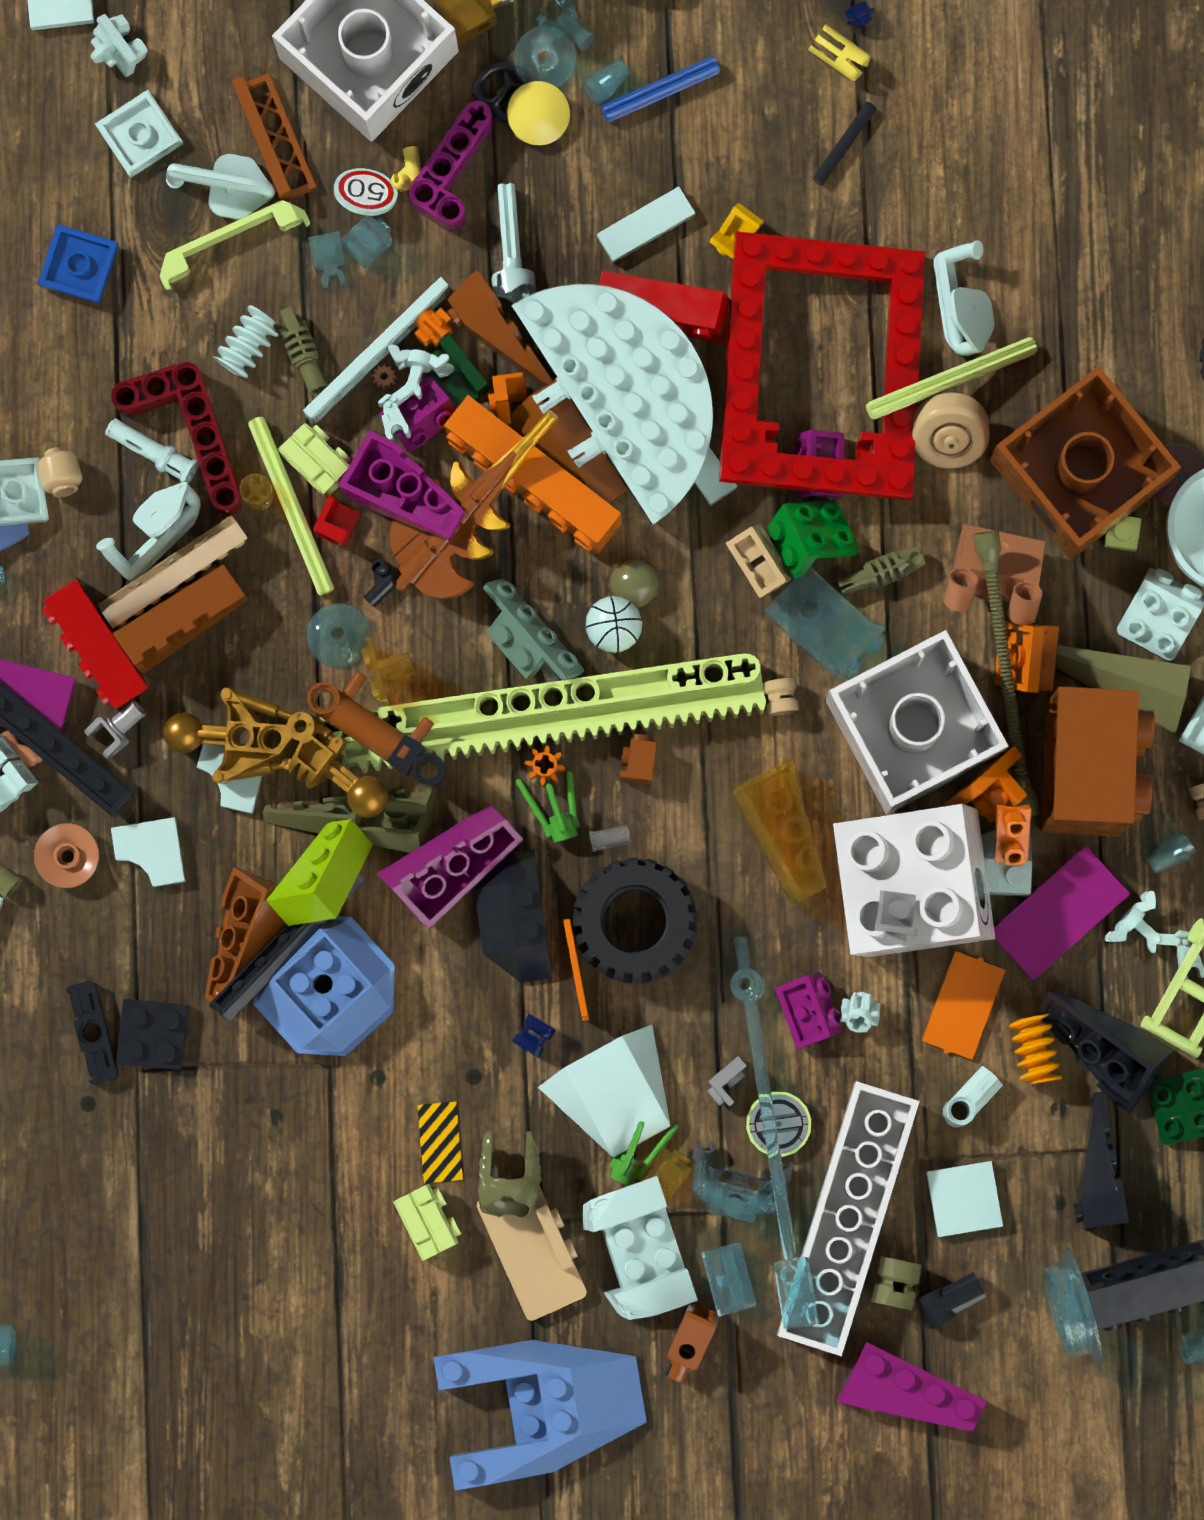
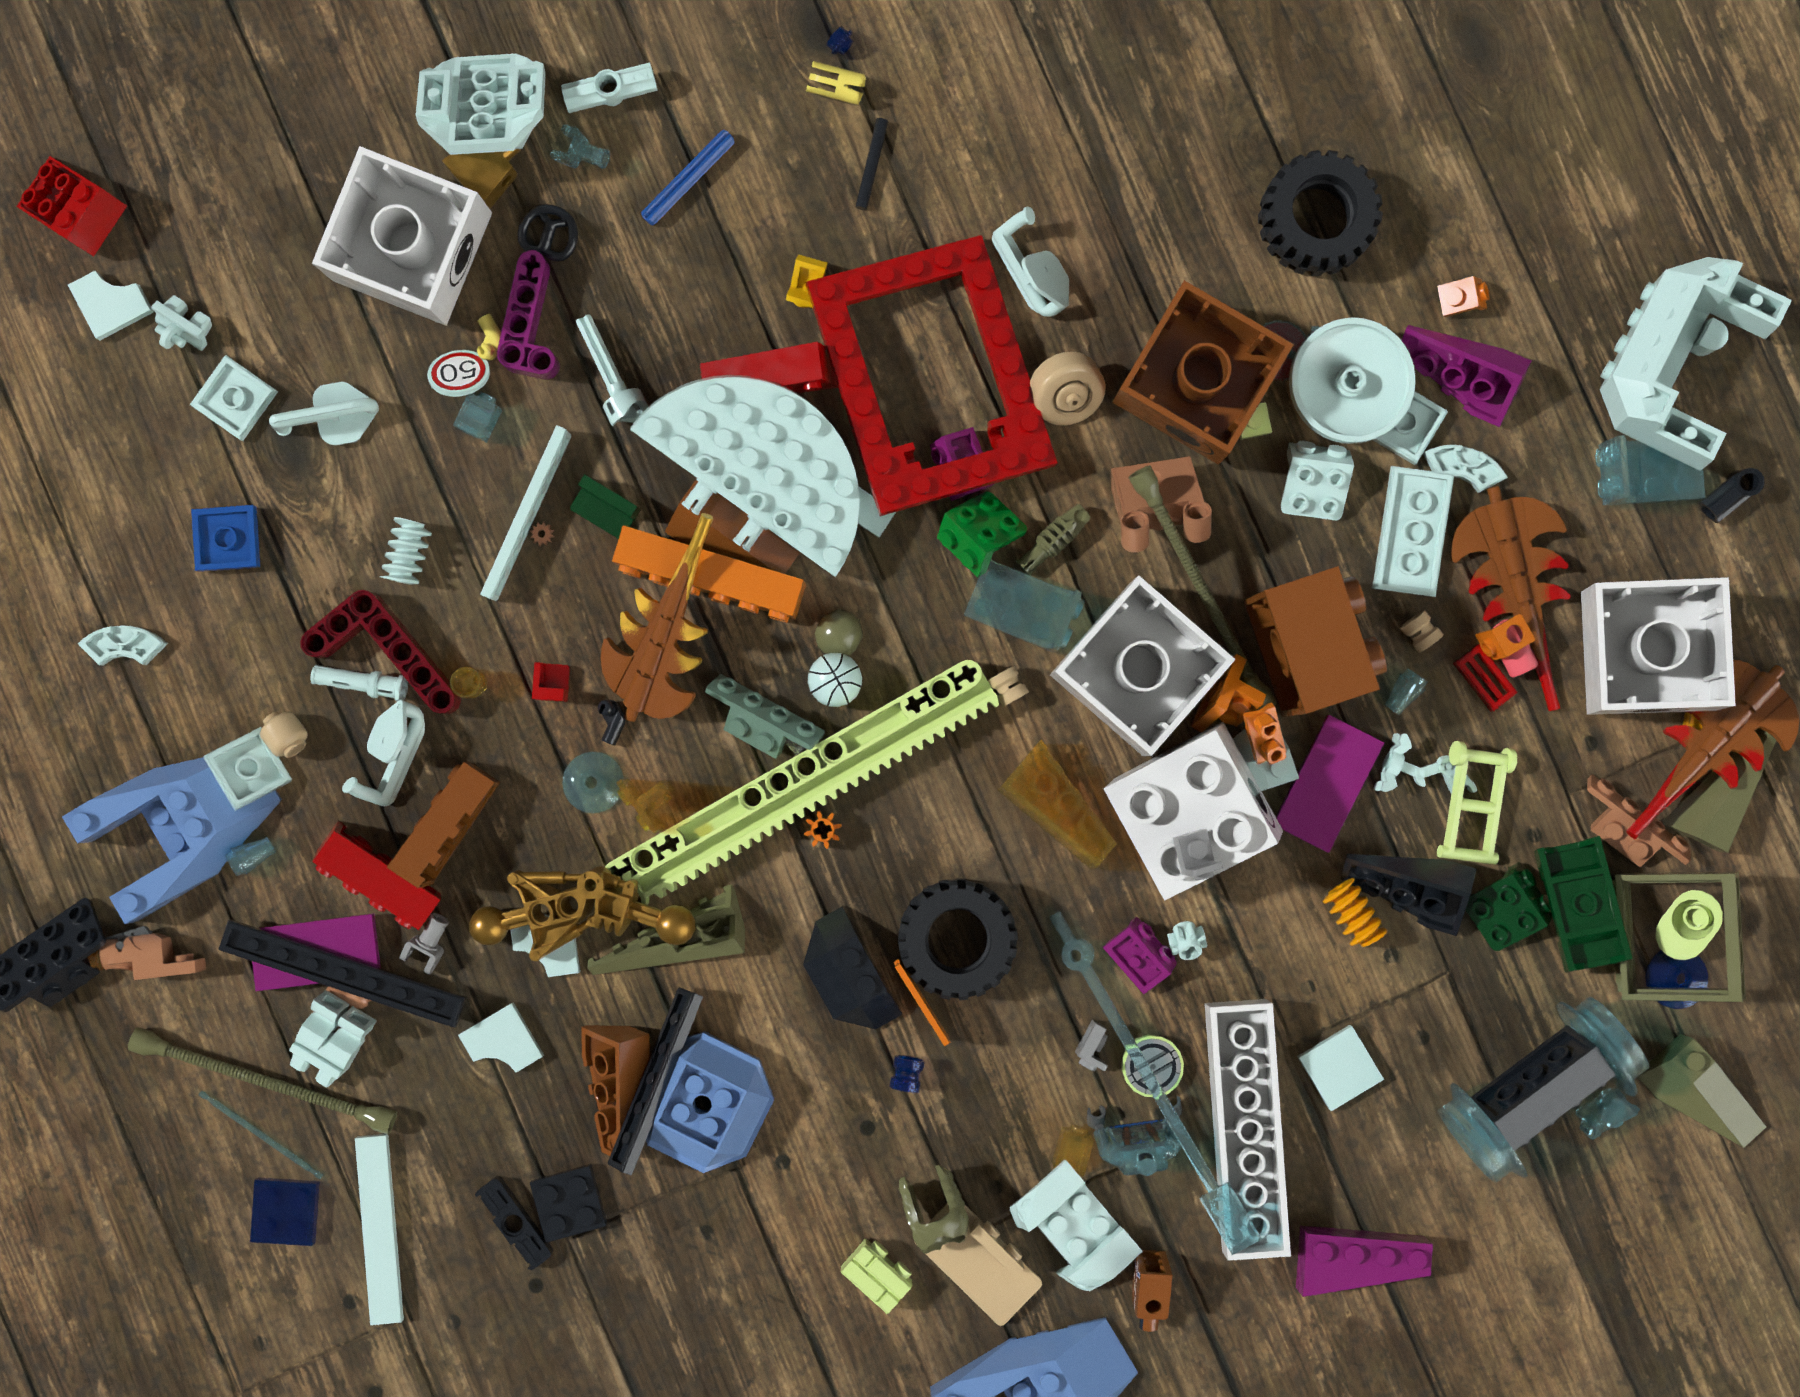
camera: 25 degrees left, 5 degrees up
(50, 852) = (413, 1079): nougat dish -> none
(172, 571) = (421, 785): tan piece -> none
(175, 265) = (312, 503): yellowish green piece -> none
(261, 136) = (344, 357): dark orange fence -> none
(291, 505) = (504, 682): yellowish green axle -> none
(301, 350) = (458, 539): olive hinge -> none
(315, 458) = (509, 633): yellowish green brick -> none
(322, 875) = (663, 1008): lime wedge -> none
(327, 255) = (448, 443): clear light blue plate -> none
(375, 734) = (687, 870): dark orange piece -> none
(397, 487) = (589, 631): magenta wedge -> none
(420, 363) = (568, 510): light aqua piece -> none
(424, 415) = (586, 556): magenta bracket -> none
(432, 326) = (567, 472): orange gear -> none
(440, 1142) = (860, 1197): sticker -> none
(450, 864) = (773, 953): magenta wedge -> none
(482, 317) = (610, 447): dark orange wedge -> none
(507, 389) = (657, 503): orange bracket -> none
(538, 113) = (586, 241): light yellow dish -> none
(559, 61) = (587, 186): clear light blue dish -> none
(561, 825) = (858, 877): bright green plant -> none
(604, 82) = (635, 189): clear light blue cone -> none
(610, 838) = (906, 870): clear pin -> none
(614, 1091) = (999, 1095): light aqua wedge -> none
(626, 1168) = (1034, 1158): bright green plant -> none
(639, 760) = (904, 791): dark orange brick -> none
(645, 224) = (722, 306): light aqua tile -> none
(729, 1279) = (1162, 1221): clear light blue slope -> none
(759, 560) = (942, 572): tan brick -> none
(899, 1271) = (1312, 1157): olive wheel -> none
(943, 1303) = (1358, 1168): black piece -> none
(951, 378) = (1050, 341): yellowish green axle -> none
(963, 1005) = (1274, 897): orange piece -> none
(973, 1096) = (1315, 974): light aqua piece -> none
(1032, 656) = (1219, 566): orange bracket -> none
(1099, 1192) = (1459, 1020): black wedge -> none
(1159, 683) = (1305, 552): olive wedge -> none

